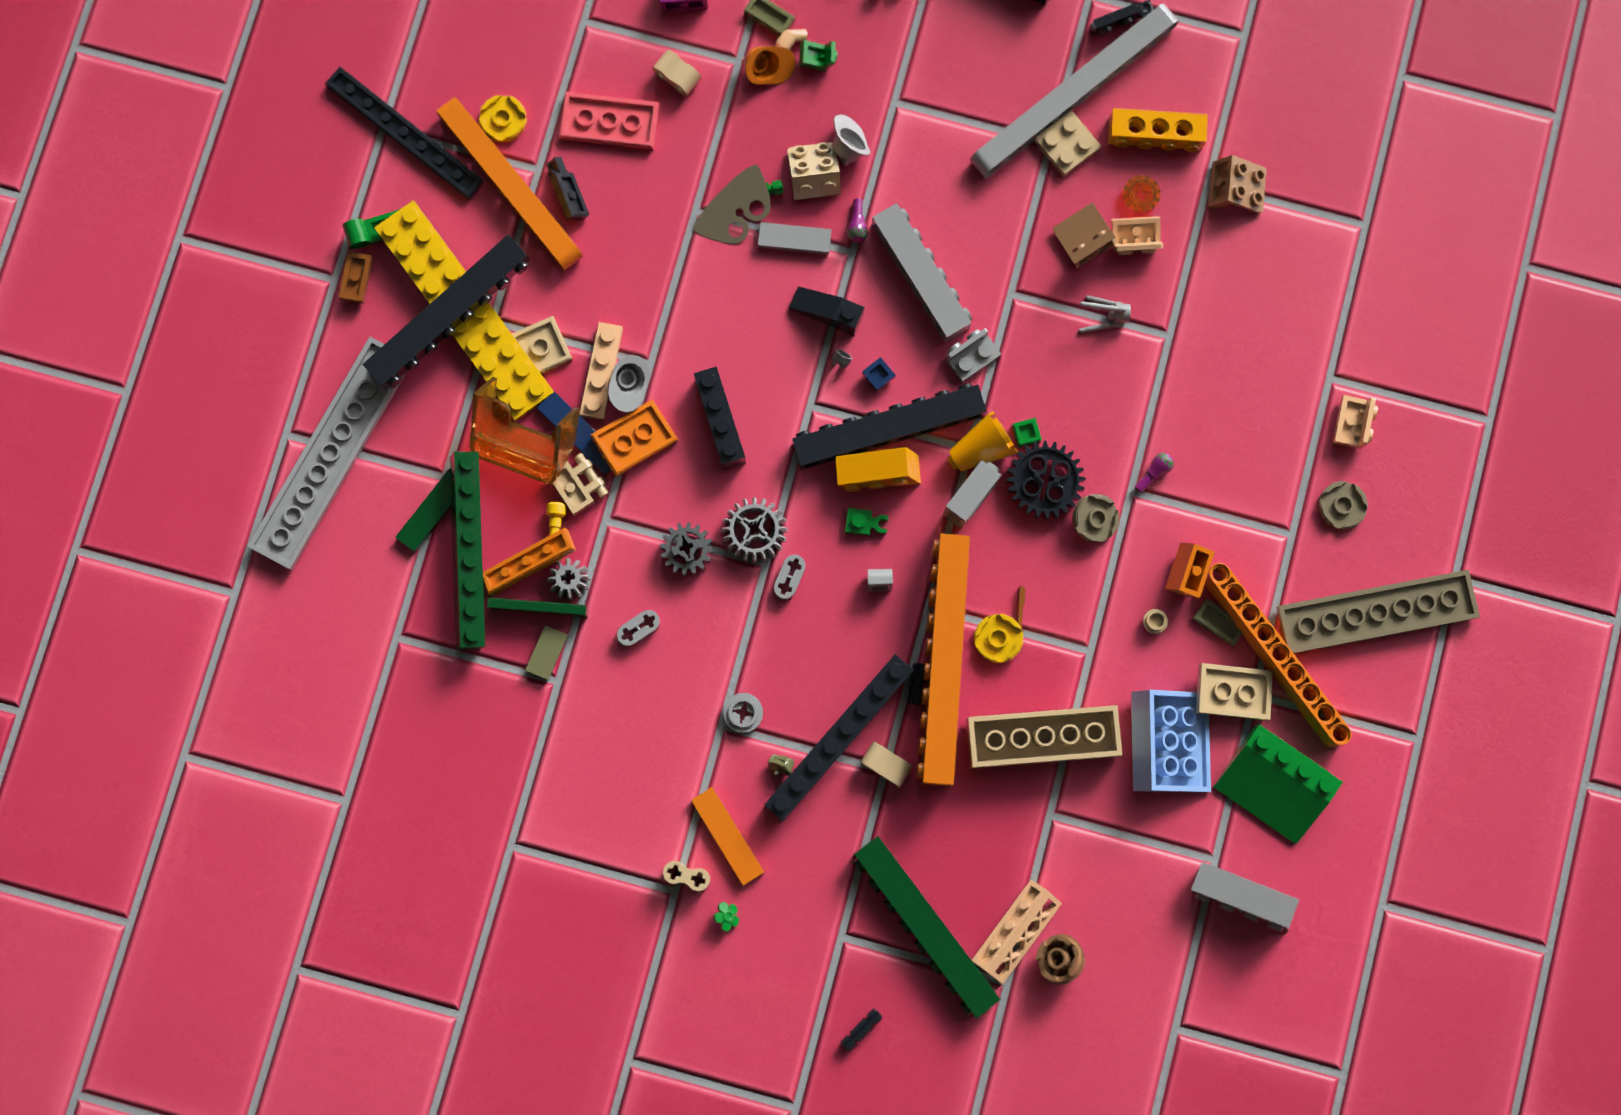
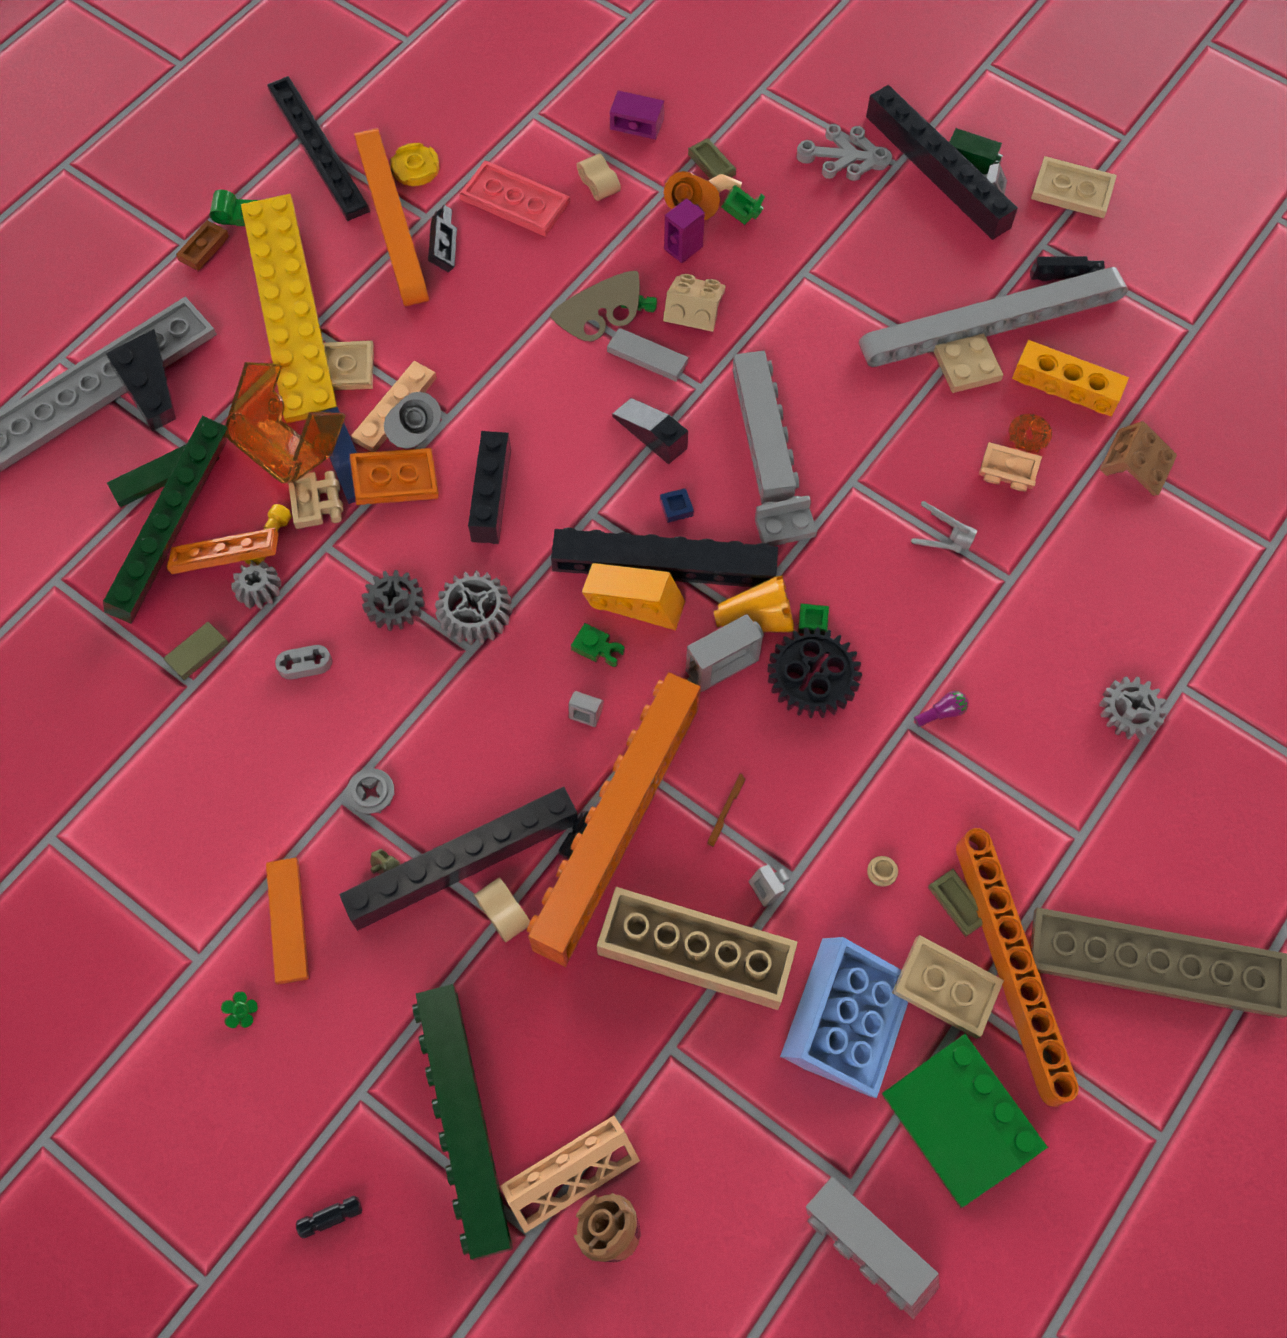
camera: 25 degrees right, 15 degrees down
(382, 433) = (144, 378): none -> black wedge
(447, 312) = (264, 293): black brick -> none
(538, 607) = (209, 600): dark green tile -> none
(686, 876) = (217, 944): tan axle -> none
(780, 106) = (684, 230): none -> magenta brick
(784, 575) = (491, 672): light grey beam -> none
(842, 358) = (644, 477): dark grey hinge -> none
(849, 140) = (740, 284): light grey piece -> none
(857, 229) = (715, 365): magenta piece -> none
(998, 638) = (692, 820): yellow tile -> none
(1076, 666) = (768, 884): none -> light grey tile
(1085, 235) = (953, 449): medium nougat bracket -> none
(1095, 518) = (855, 732): dark tan tile -> none
(1190, 570) = (944, 826): orange brick -> none
(1303, 405) = (1147, 707): none -> light grey gear
(1342, 505) = (1153, 826): dark tan tile -> none
(1355, 422) = (1195, 739): light nougat bracket -> none

